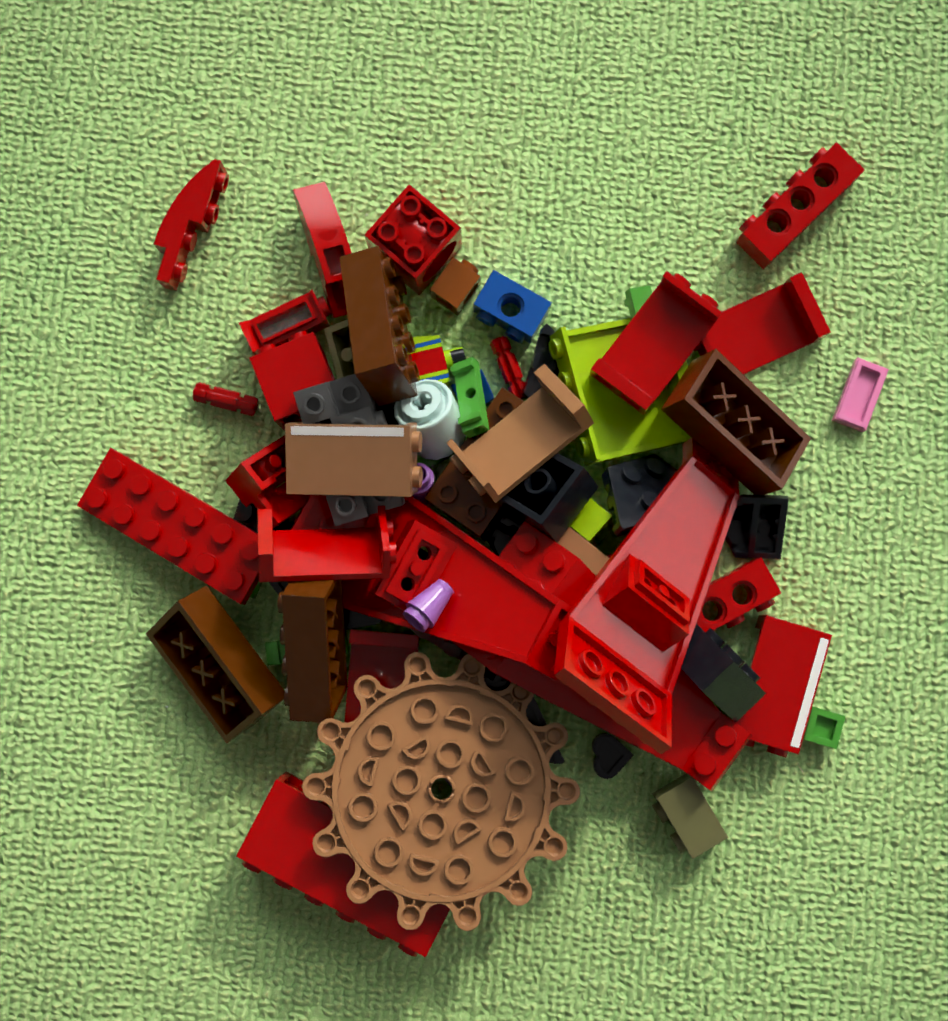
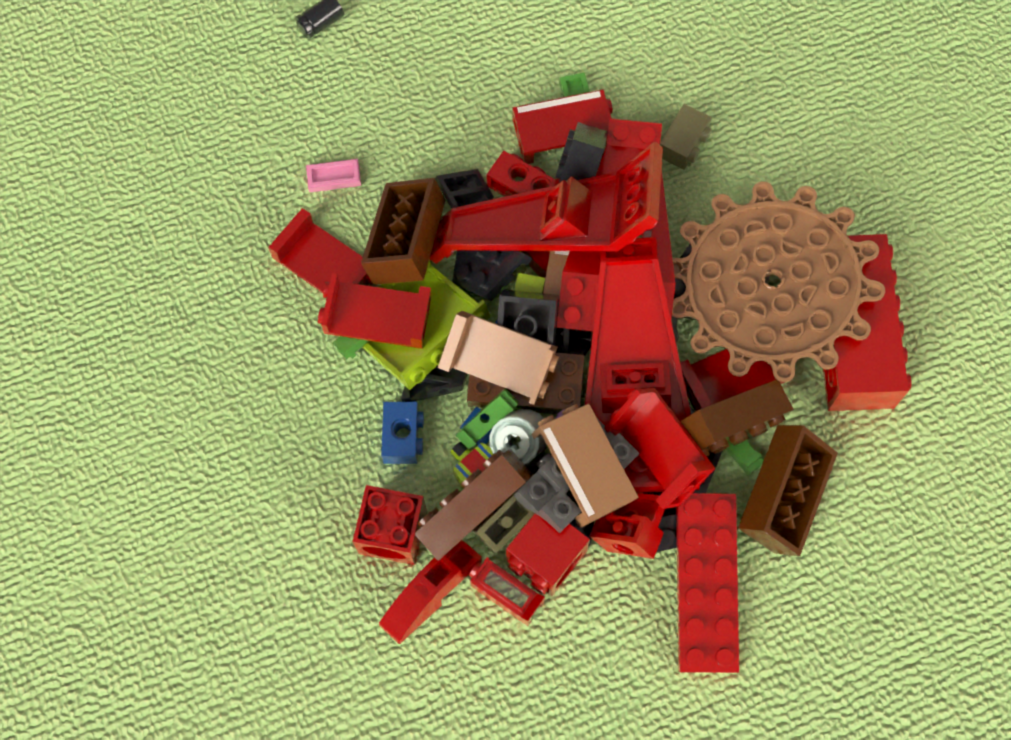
camera: 120 degrees left, 15 degrees down
(191, 211) = (456, 718): red slope -> none
(225, 399) = (590, 607): red axle -> none
(428, 605) = (657, 351): medium lavender cone -> none
(456, 285) = (406, 478): dark orange brick -> none
(508, 365) = (446, 413): red axle -> none
(610, 755) = (678, 206): black tile -> none
(835, 168) = (180, 260): red brick -> none

